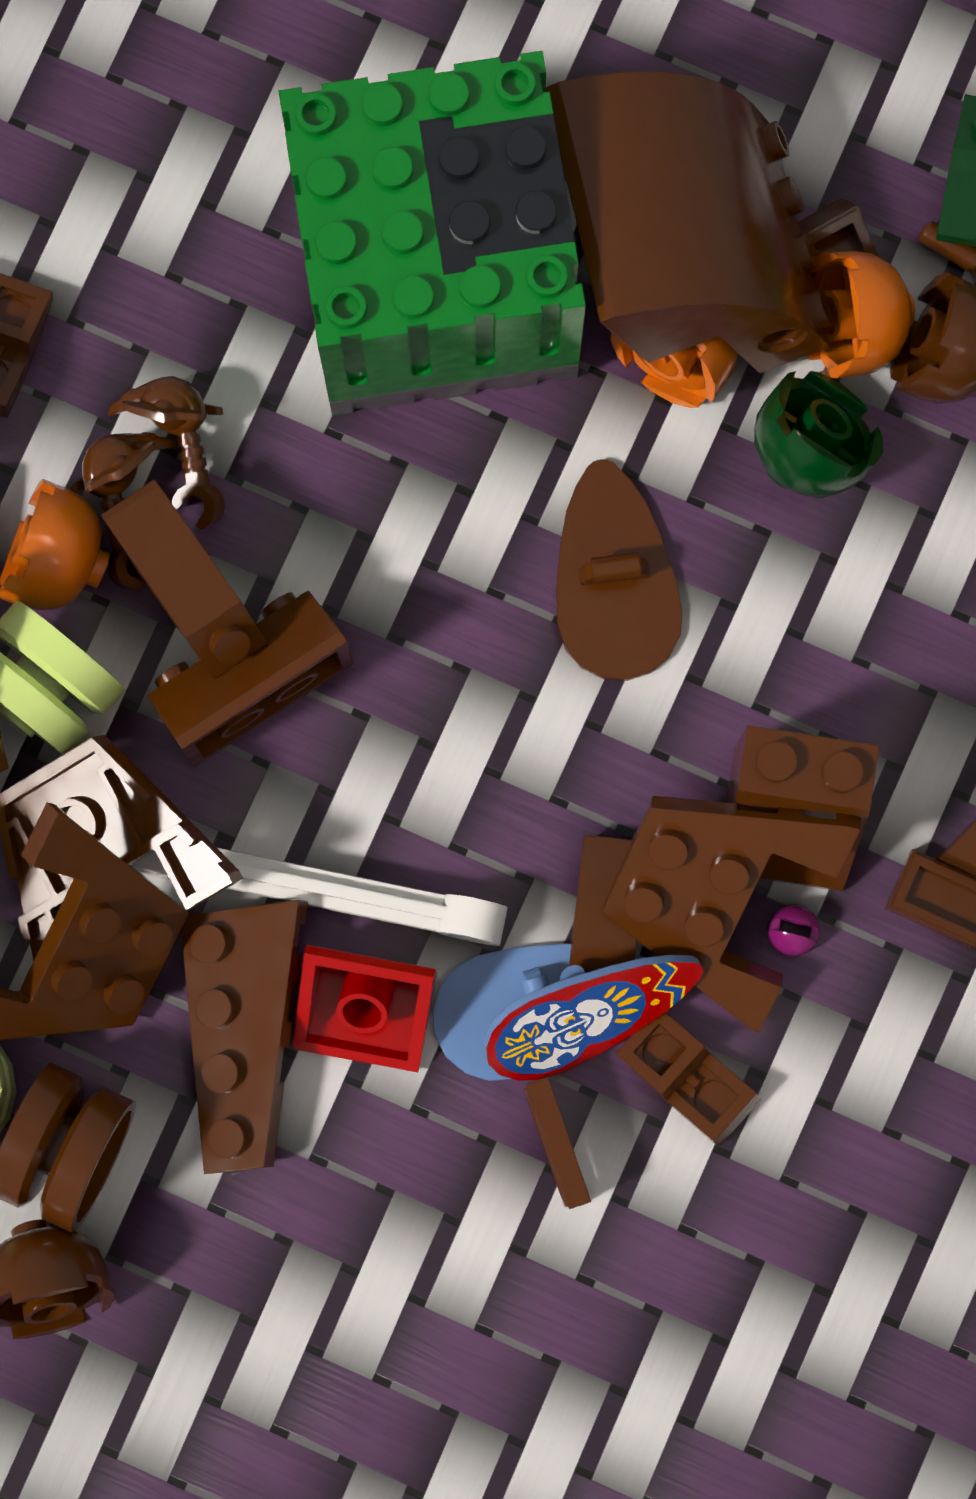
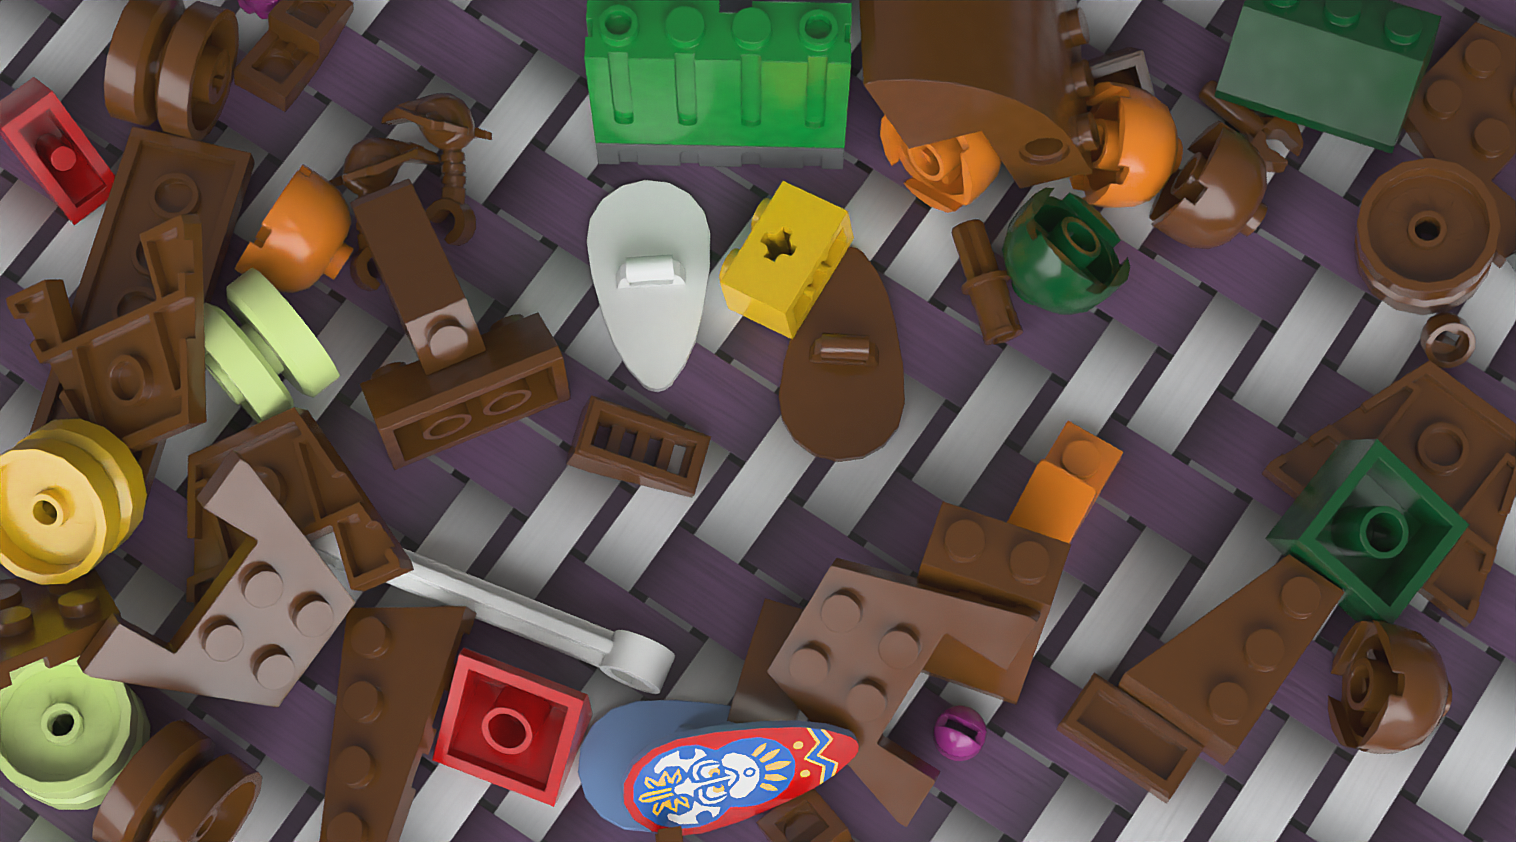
camera: 10 degrees right, 10 degrees down
(407, 523) = (650, 276): none -> white shield
(428, 727) = (645, 427): none -> reddish brown slope
(545, 522) = (785, 290): none -> yellow brick
(741, 475) = (986, 283): none -> reddish brown axle
(852, 673) = (1066, 484): none -> orange slope

